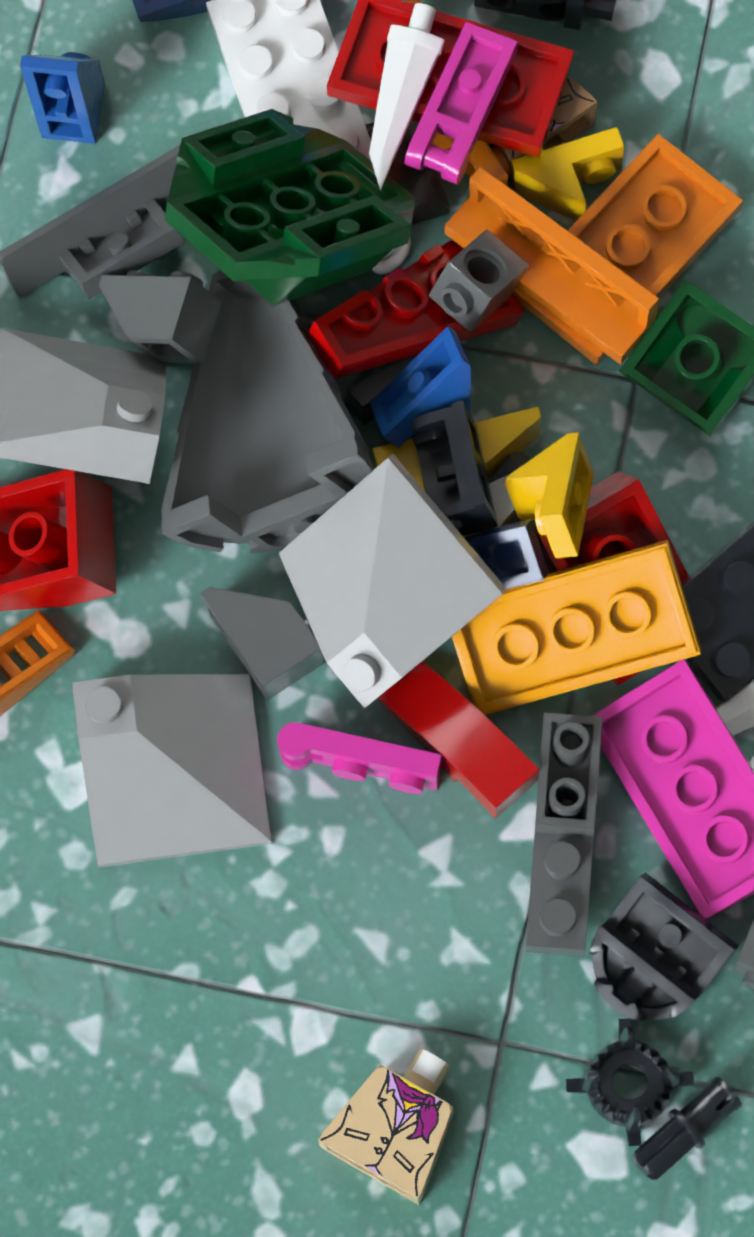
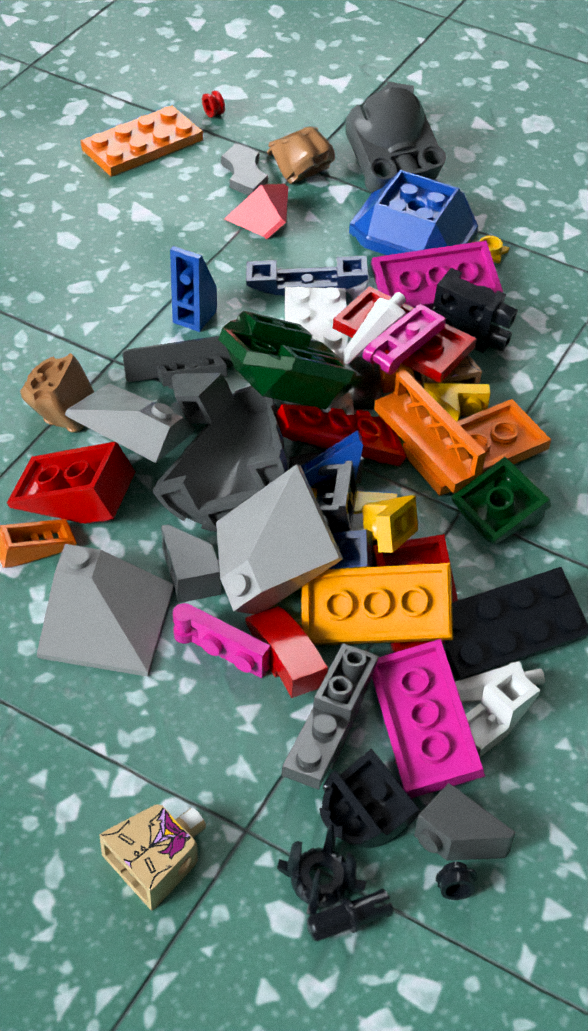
camera: 10 degrees right, 25 degrees down
(478, 280) = (384, 424): dark grey brick -> none

